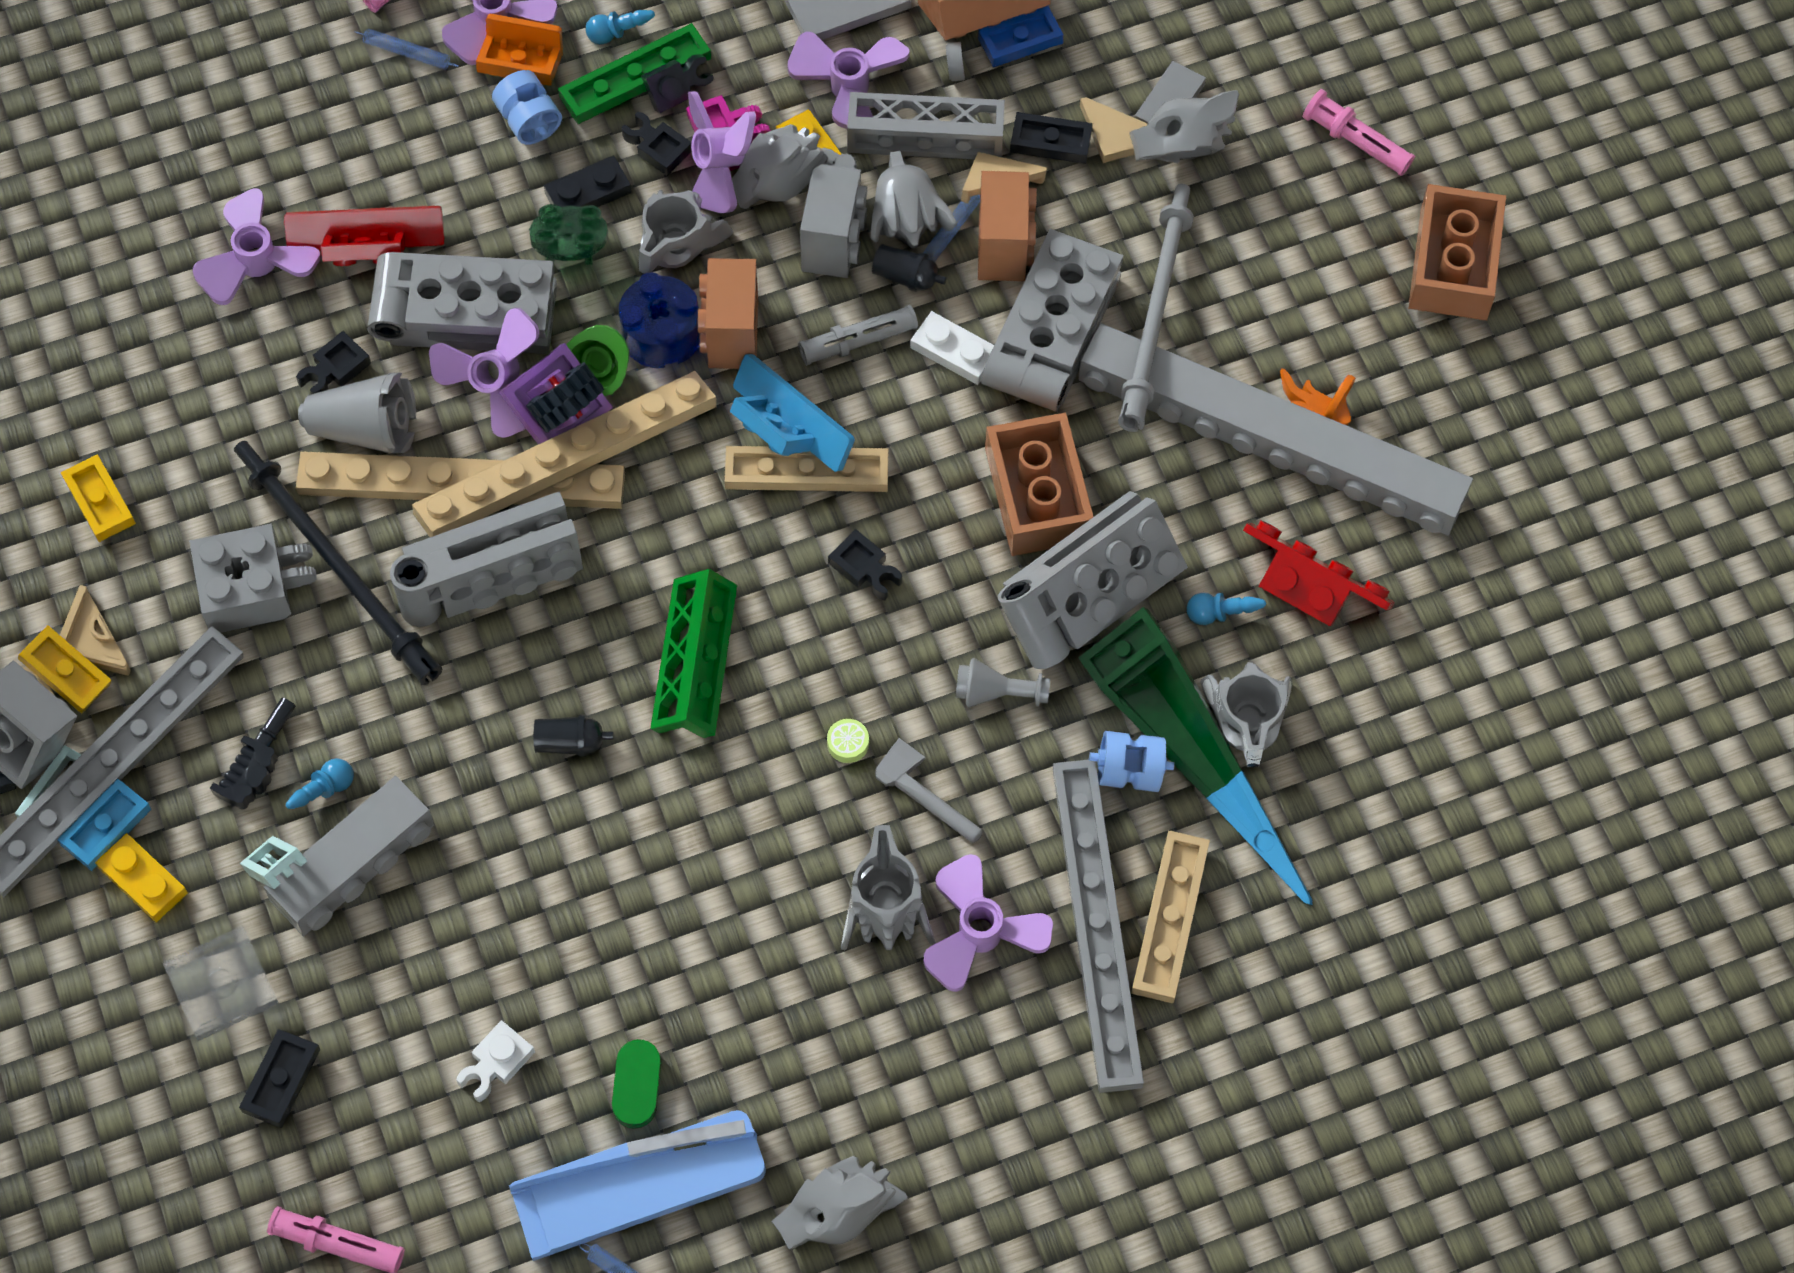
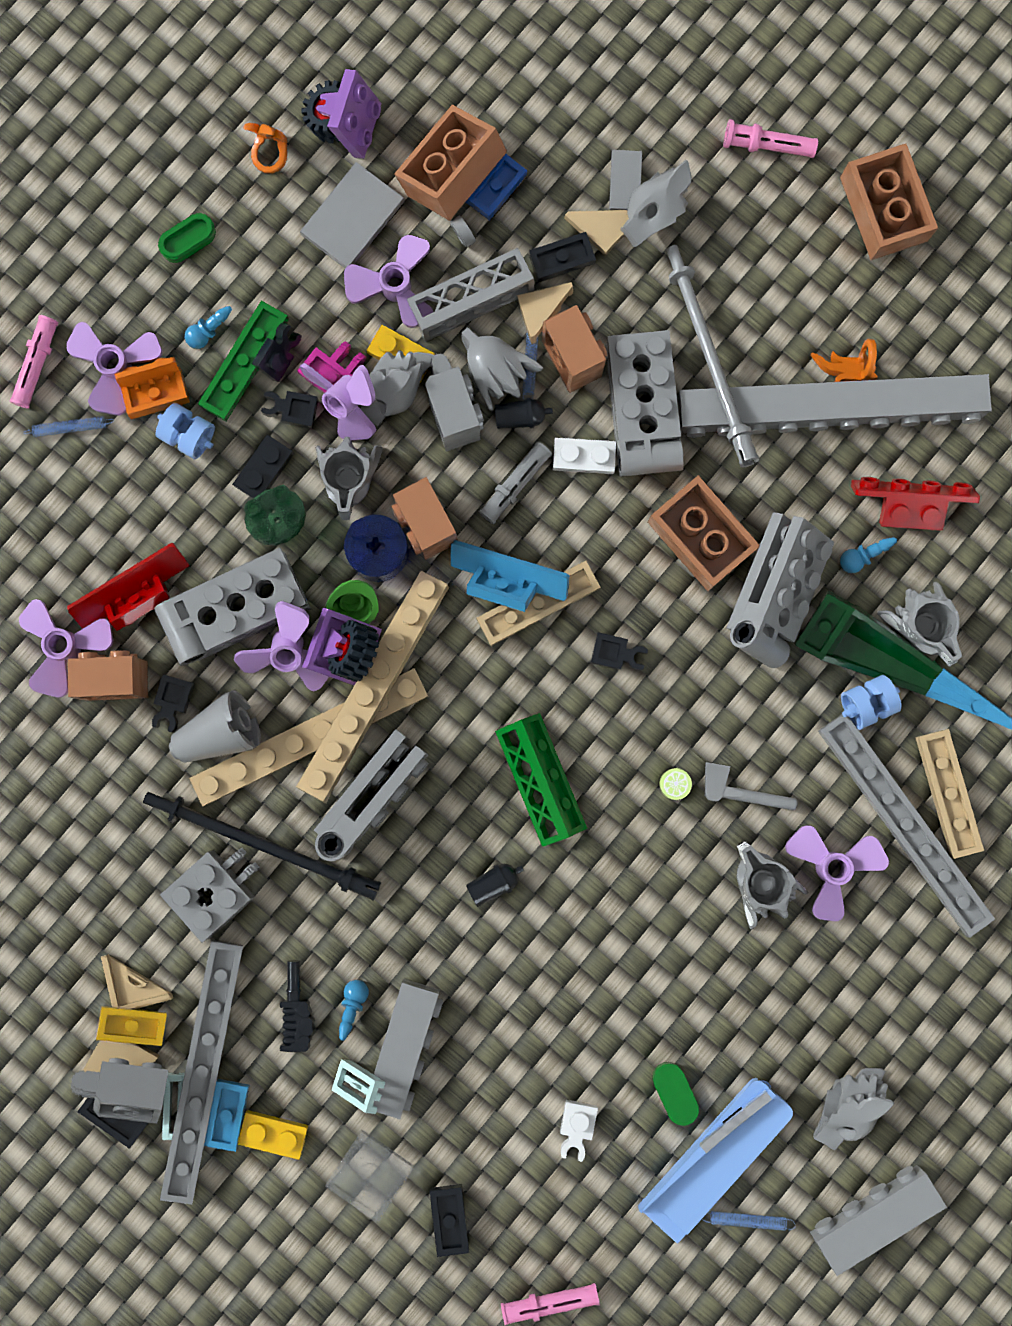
camera: 30 degrees left, 20 degrees up
(98, 498) = (72, 888): yellow plate -> none
(282, 299) = (107, 678): none -> nougat brick
(981, 684) = (740, 697): light grey piece -> none

